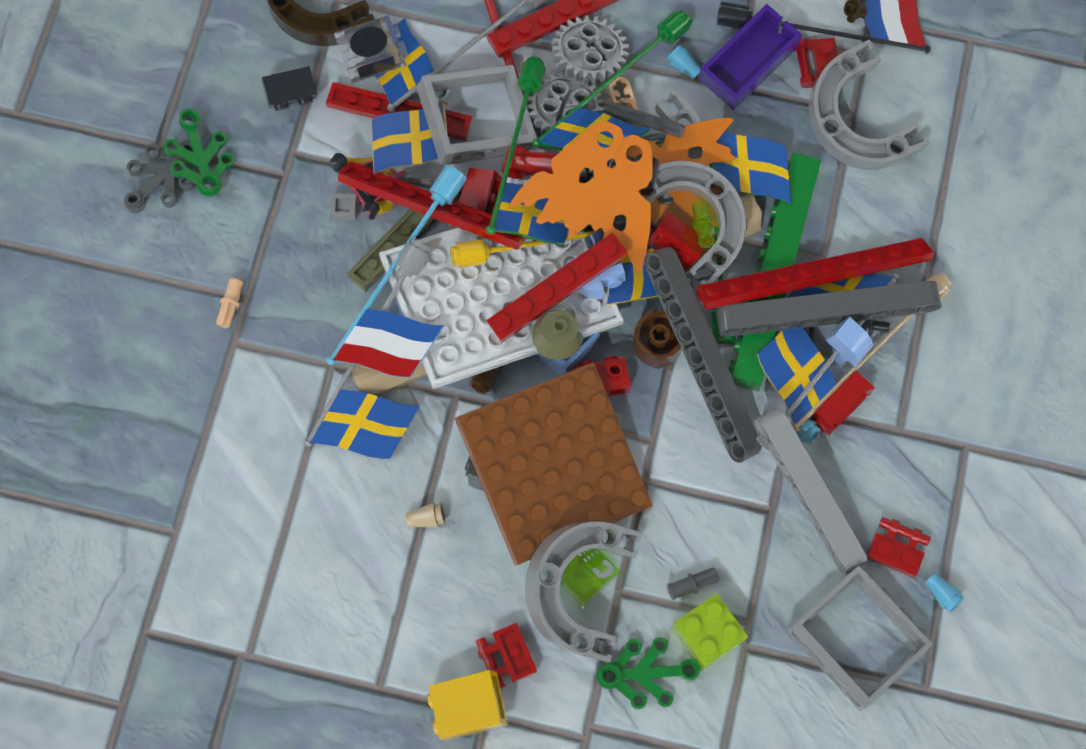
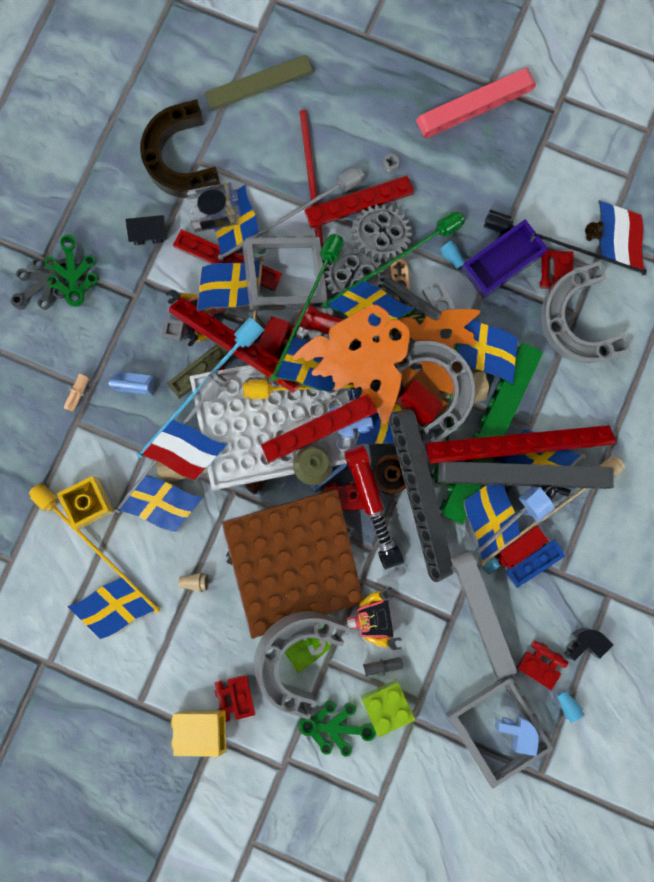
camera: 15 degrees right, 10 degrees up
(266, 436) = (85, 502): none -> yellow brick
(303, 281) = (133, 383): none -> light blue tile
(319, 566) = (112, 604): none -> flag
(614, 323) = (358, 463): none -> piece
(672, 523) = (375, 620): none -> torso
(703, 223) = (441, 393): clear neon green pin -> none
(863, 421) = (535, 563): none -> blue plate
(892, 628) = (525, 735): none -> light blue brick
(951, 503) = (588, 639): none -> black brick

